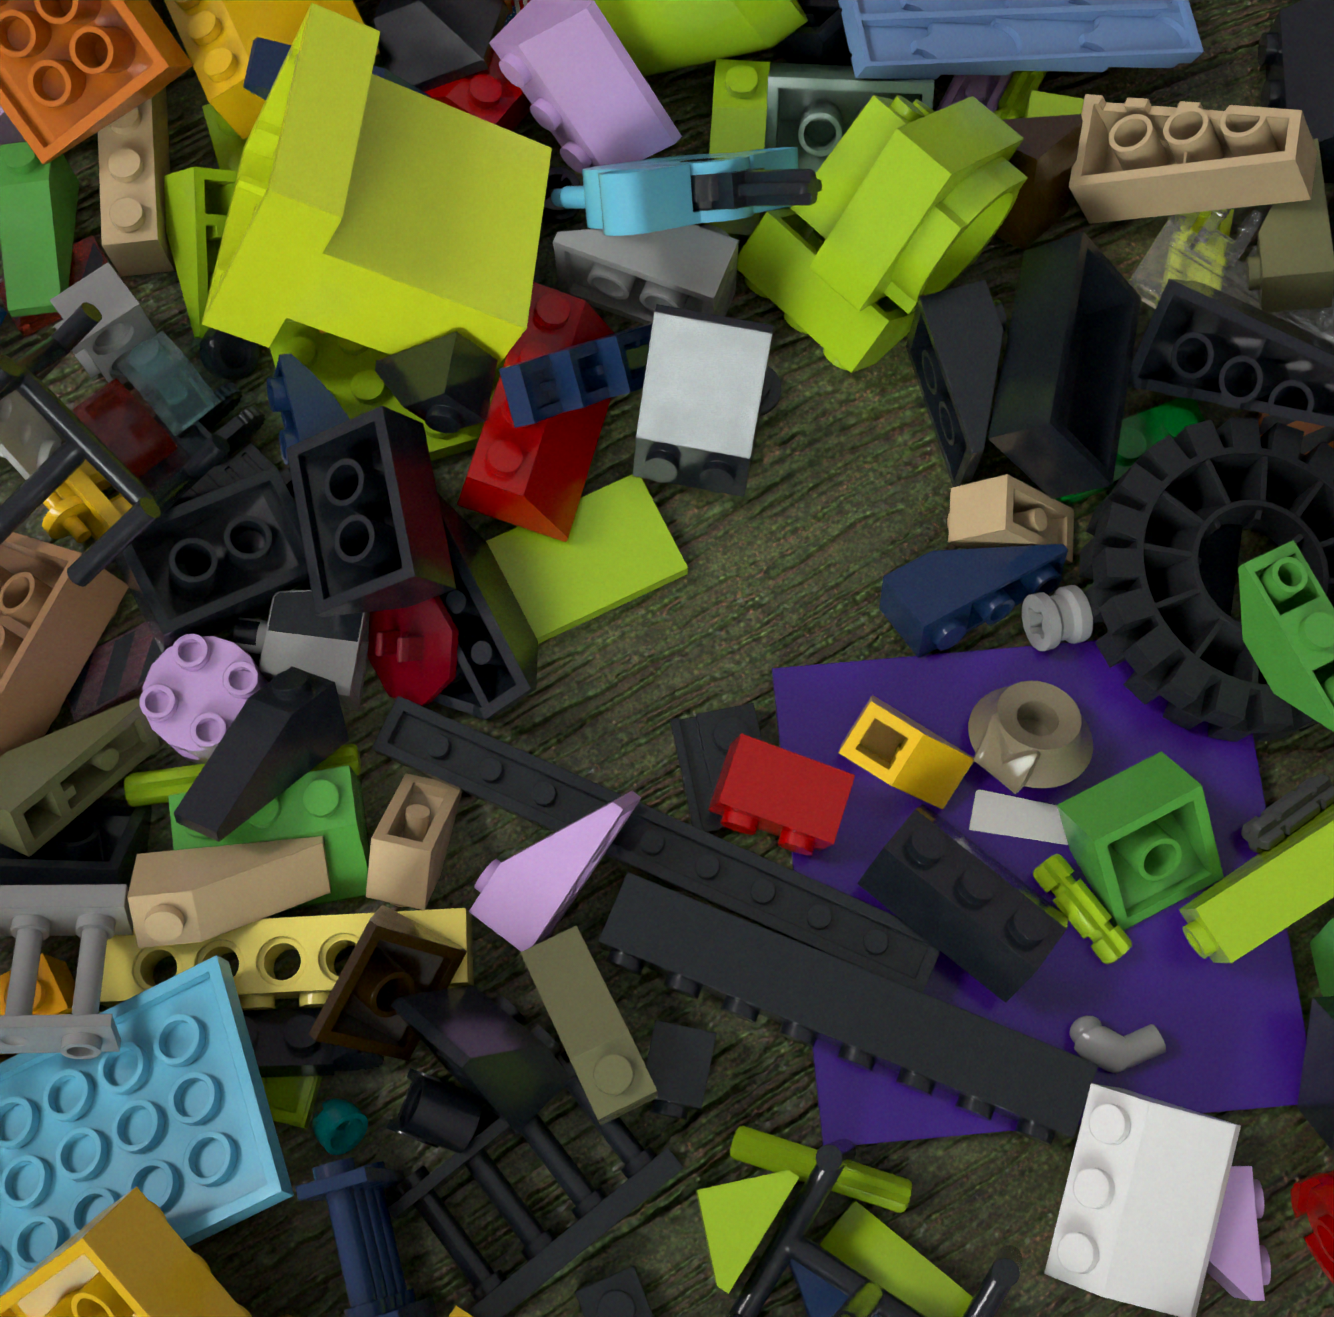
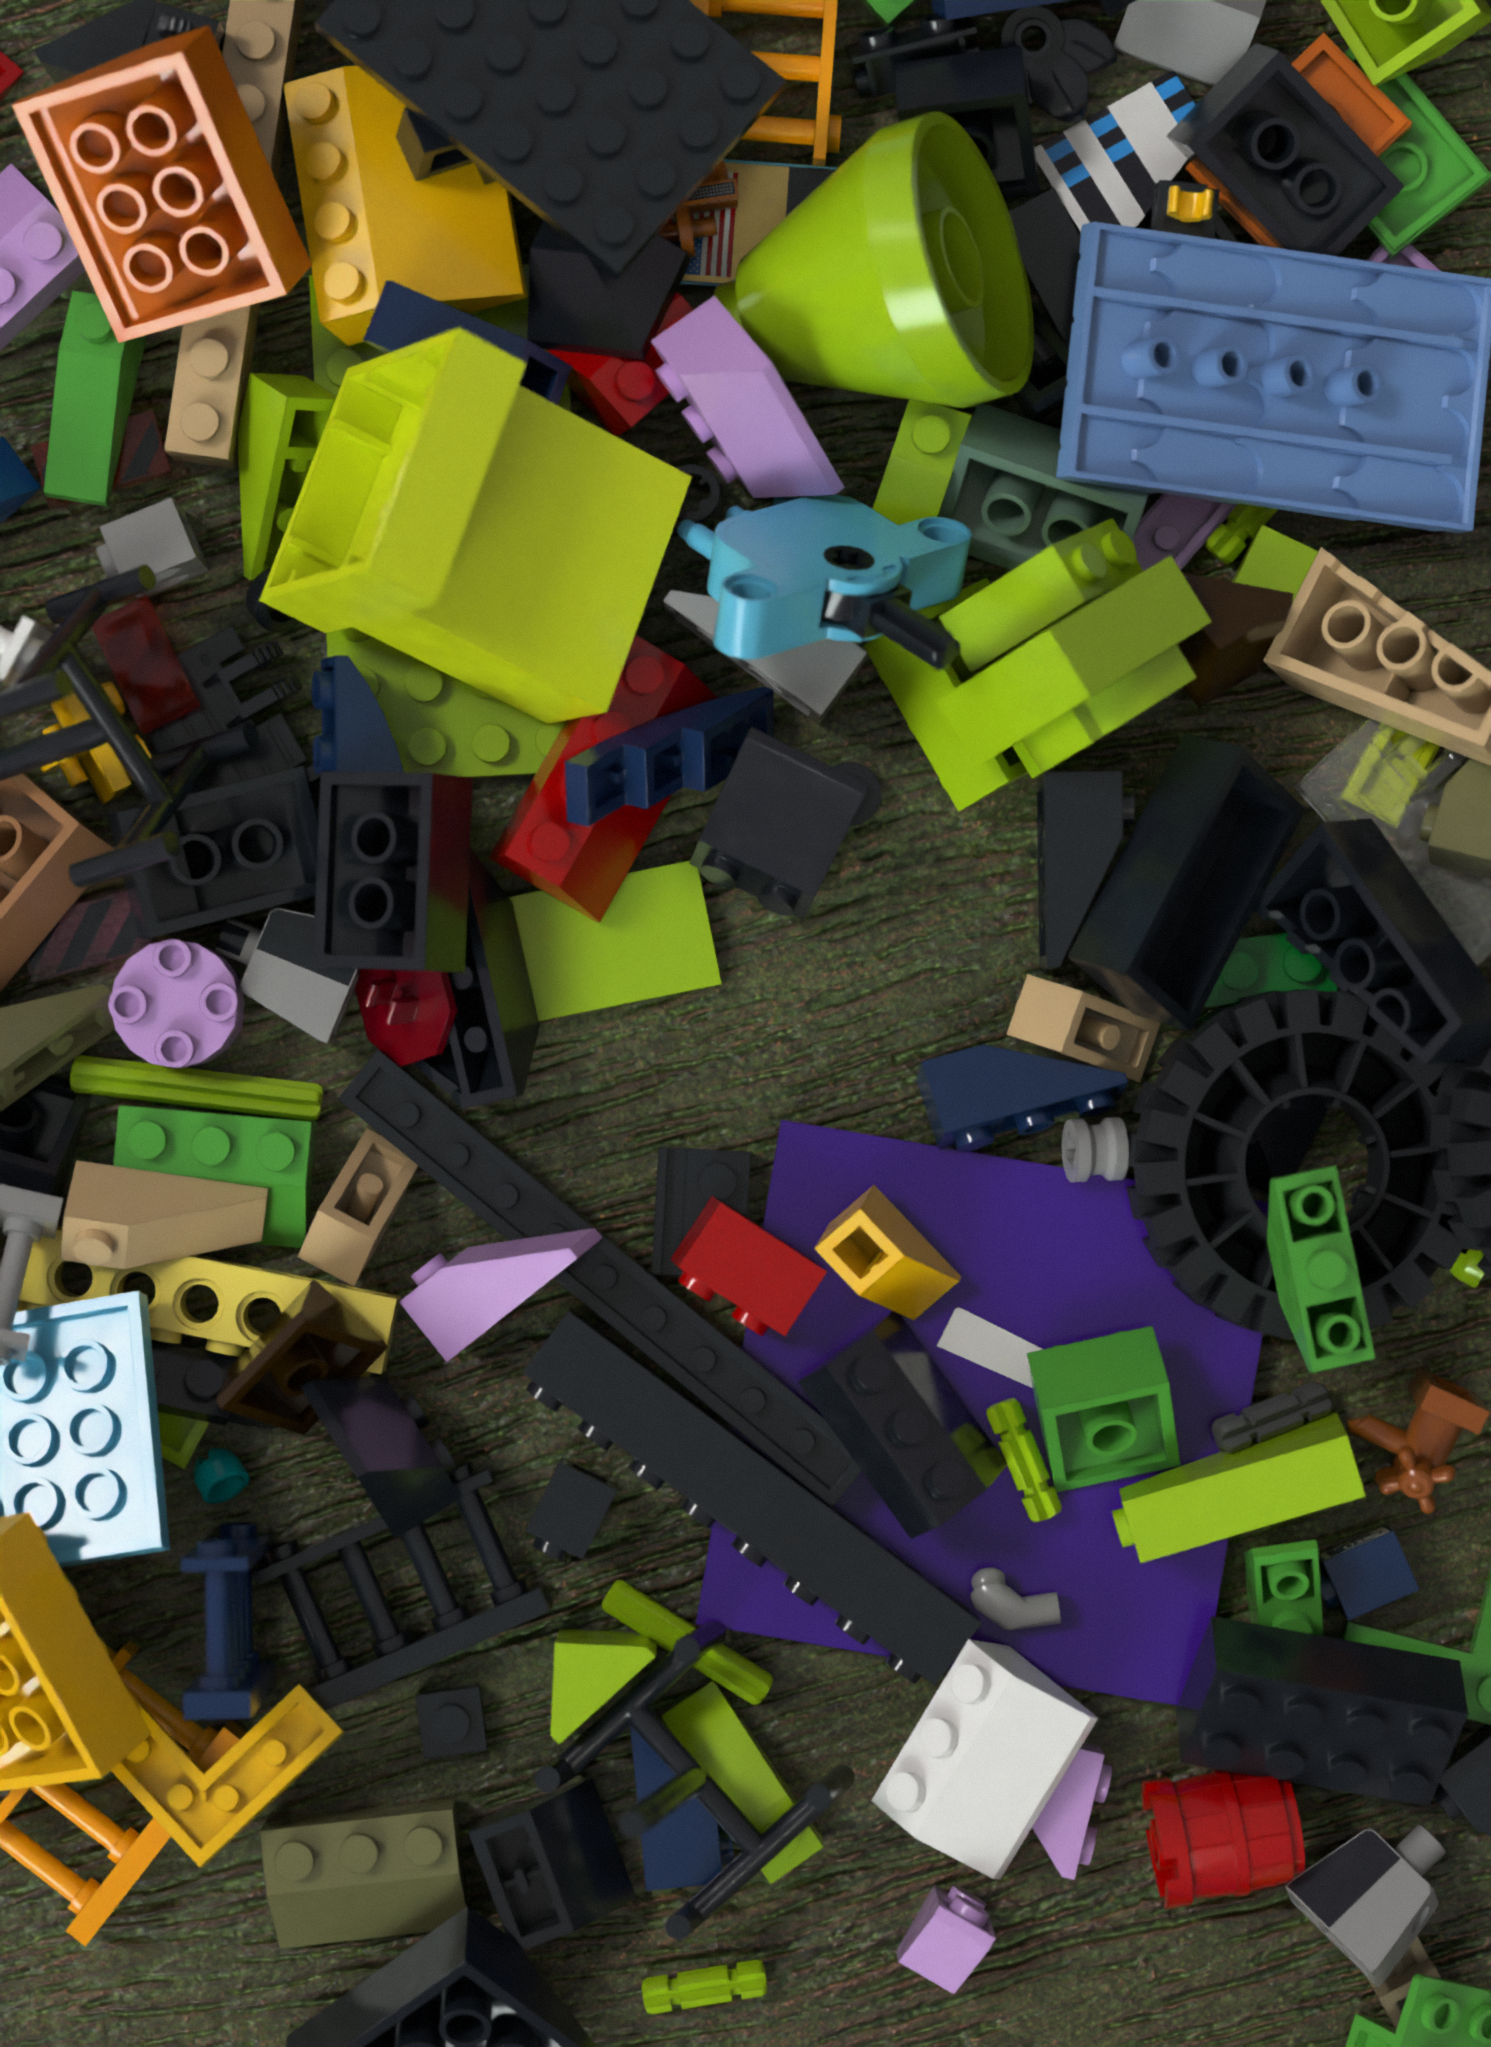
camera: 10 degrees right, 15 degrees up
(168, 382) = (204, 633): clear light blue slope -> none
(266, 750) = (227, 1092): black slope -> none
(437, 1113) = (321, 1493): black piece -> none
(442, 381) = (500, 735): black slope -> none
(589, 1025) = (490, 1452): olive slope -> none
(1030, 736) = (1024, 1271): dark tan piece -> none

